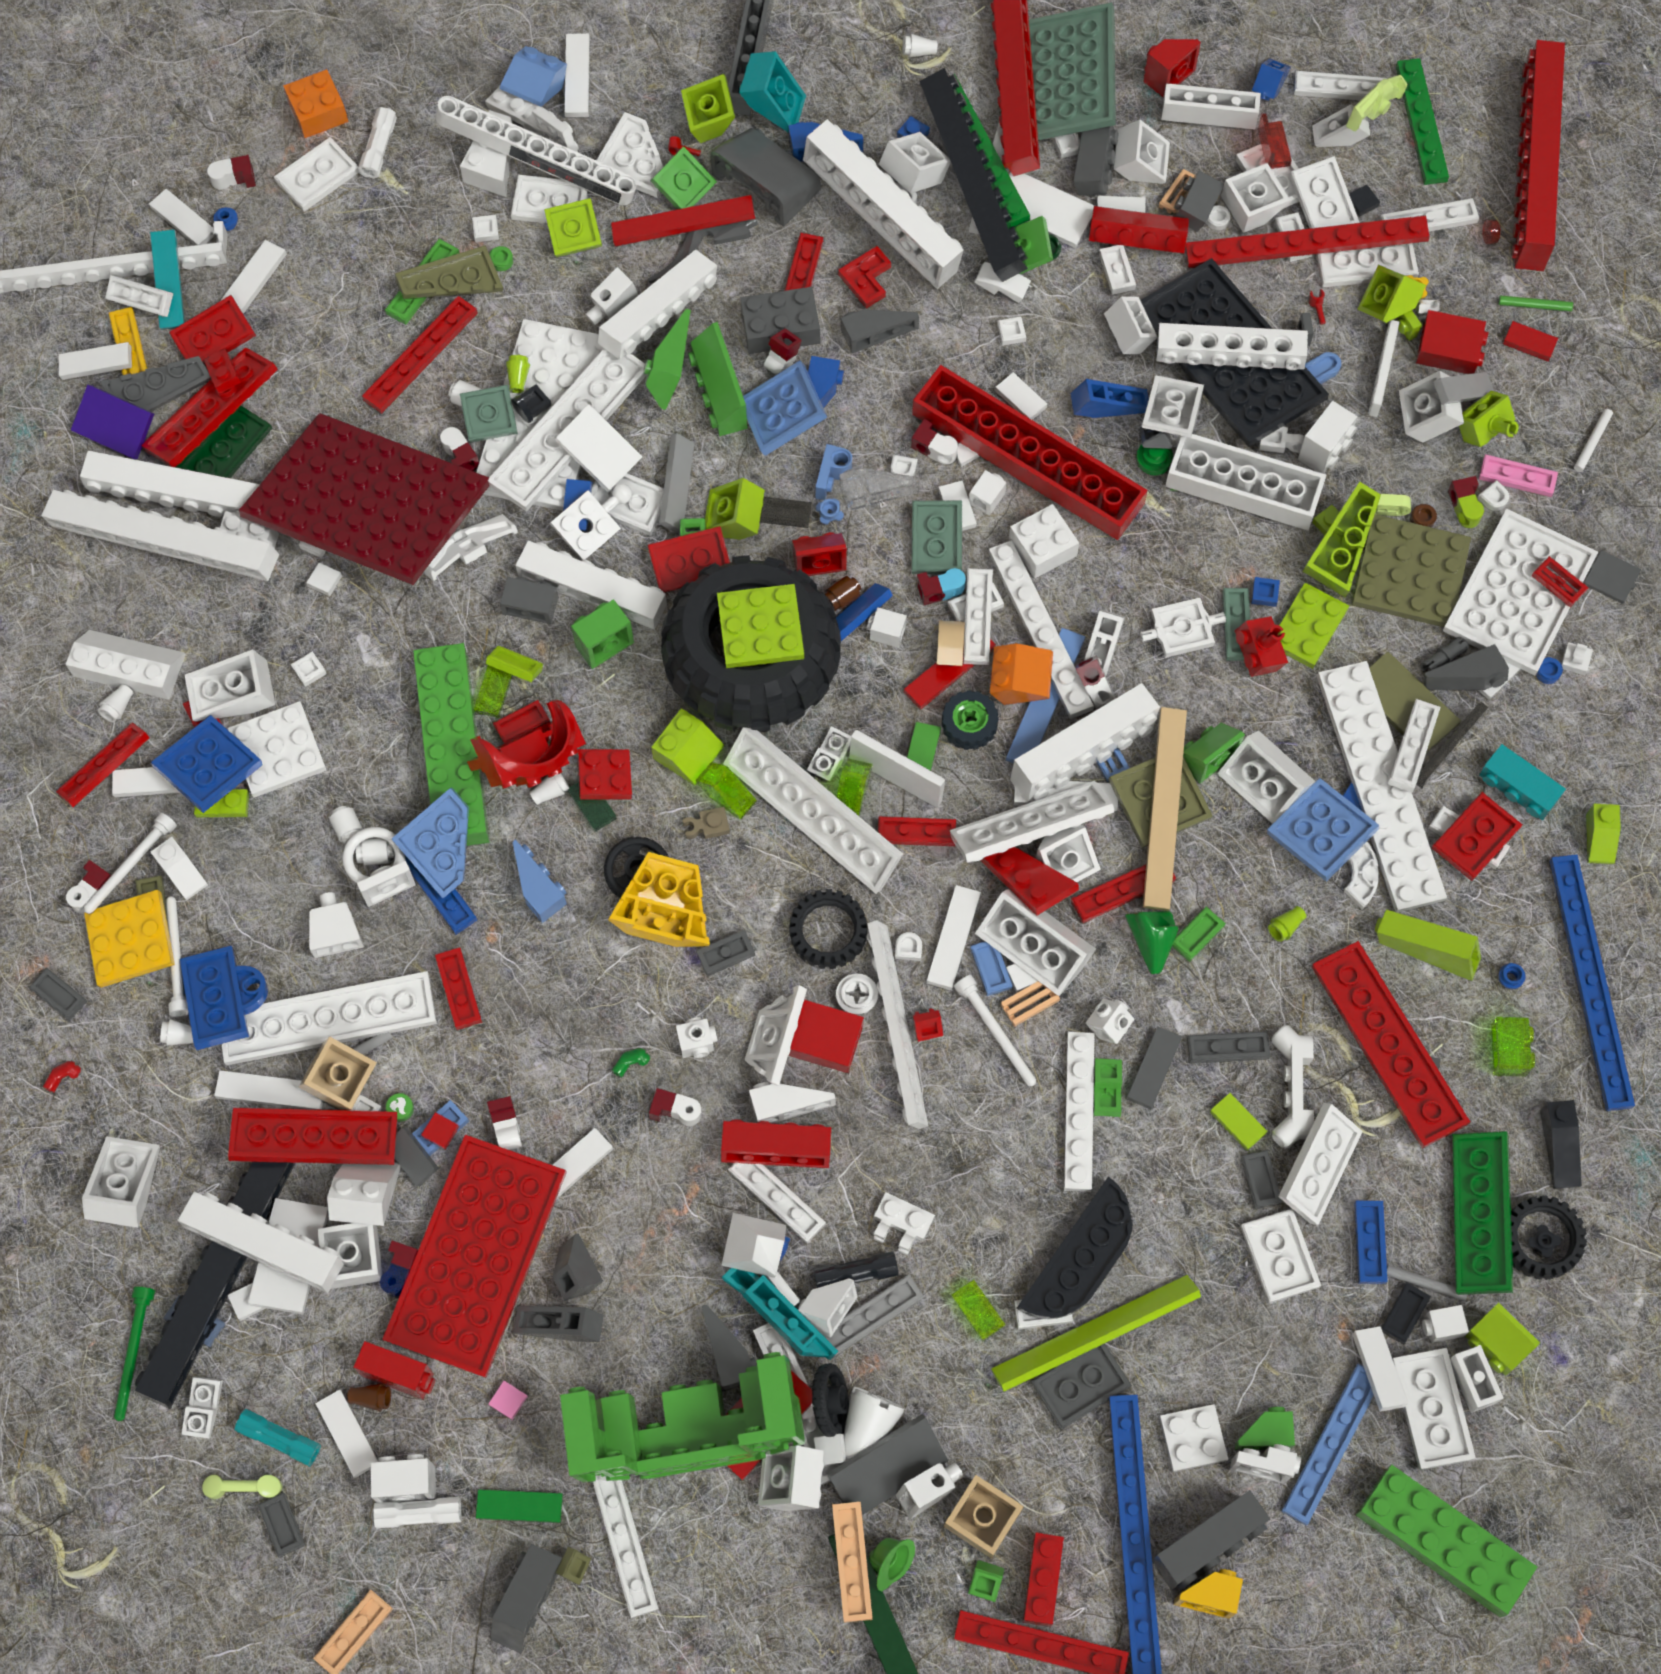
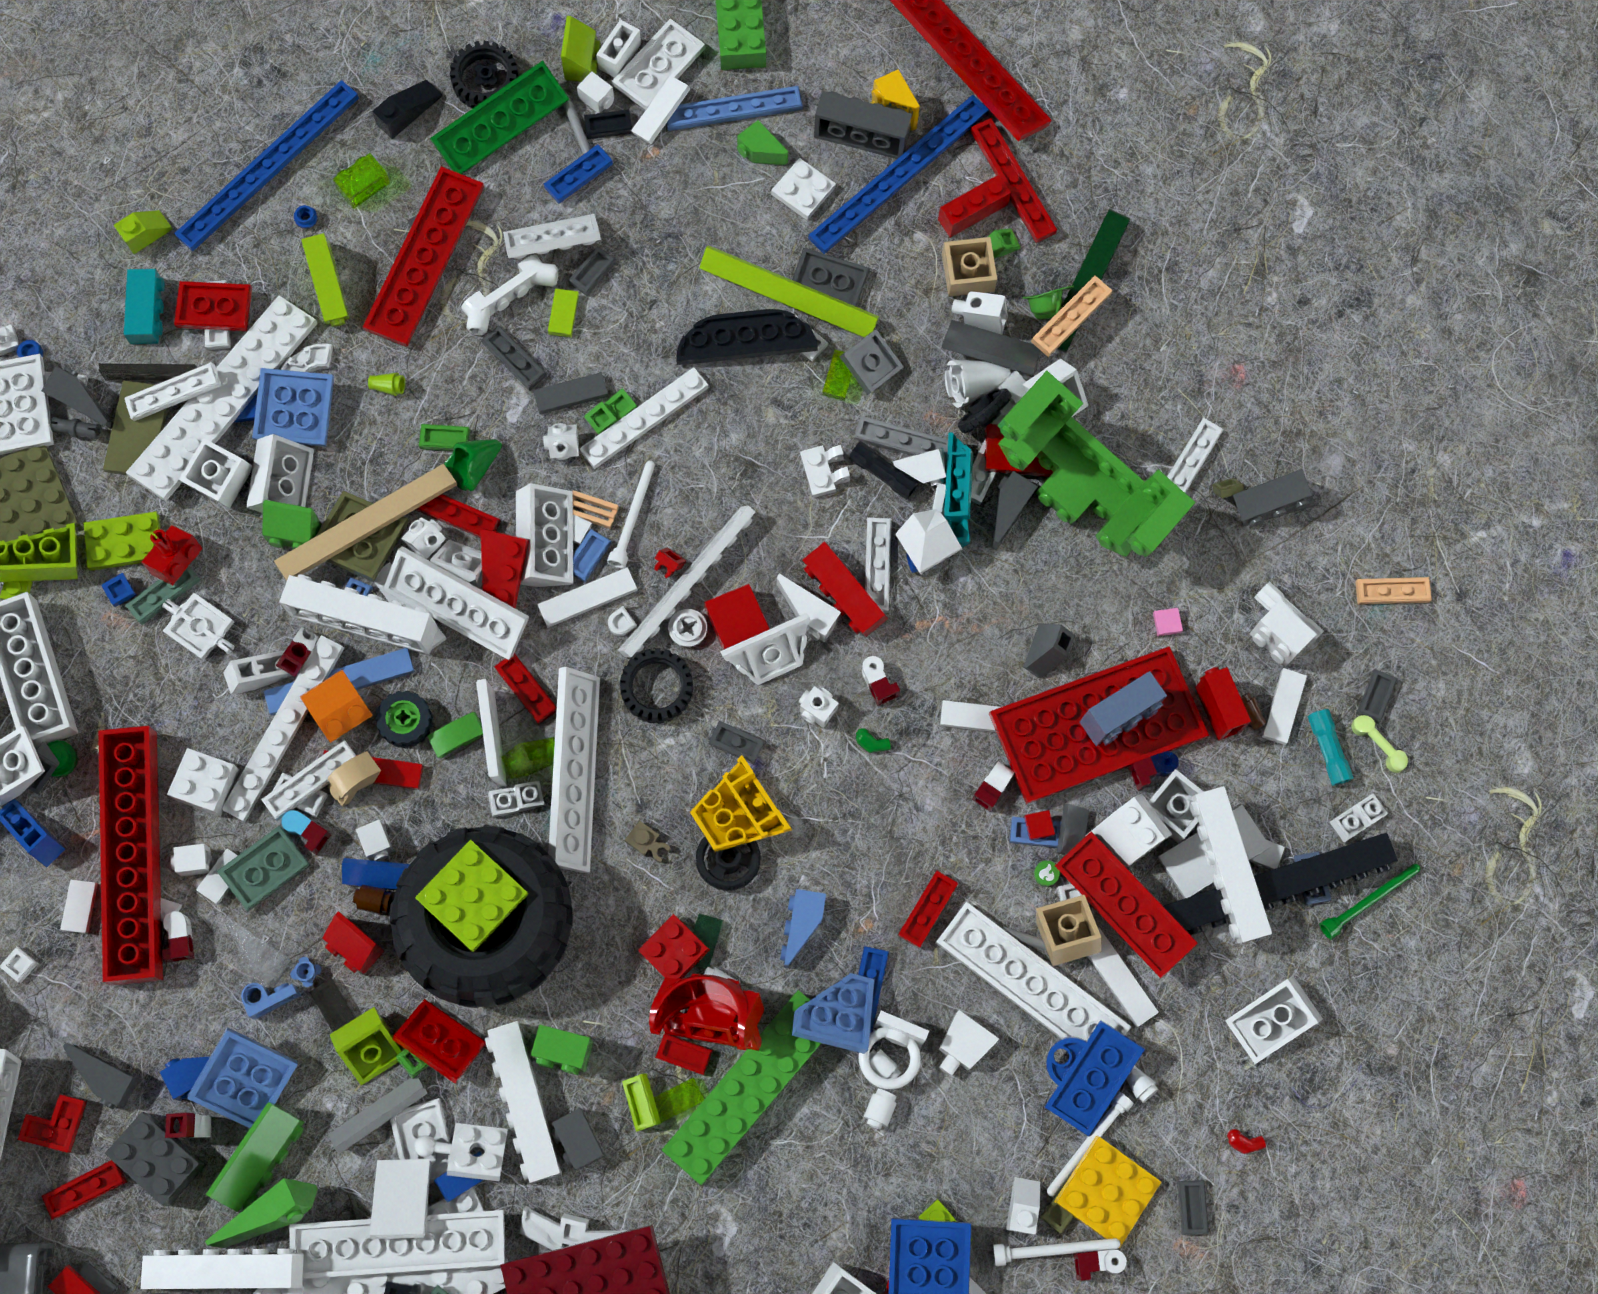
camera: 135 degrees left, 5 degrees up
(284, 746) = (861, 1226): white plate -> none
(308, 669) = (780, 1267): white tile -> none
(462, 1271) = (1123, 709): none -> sand blue brick
(519, 1506) = (1224, 556): green tile -> none
(559, 1323) = (1091, 630): dark grey slope -> none
(686, 746) = (600, 907): lime slope -> none
(726, 789) = (610, 849): clear neon green slope -> none
(903, 465) = (219, 947): white tile -> none
(964, 1345) = (871, 361): none -> dark grey plate
(1114, 845) = (424, 537): none -> white brick
(1274, 1464) = (784, 126): white plate -> none
(1280, 1256) = (635, 223): white tile -> none
(1308, 728) = (216, 473): none -> white brick

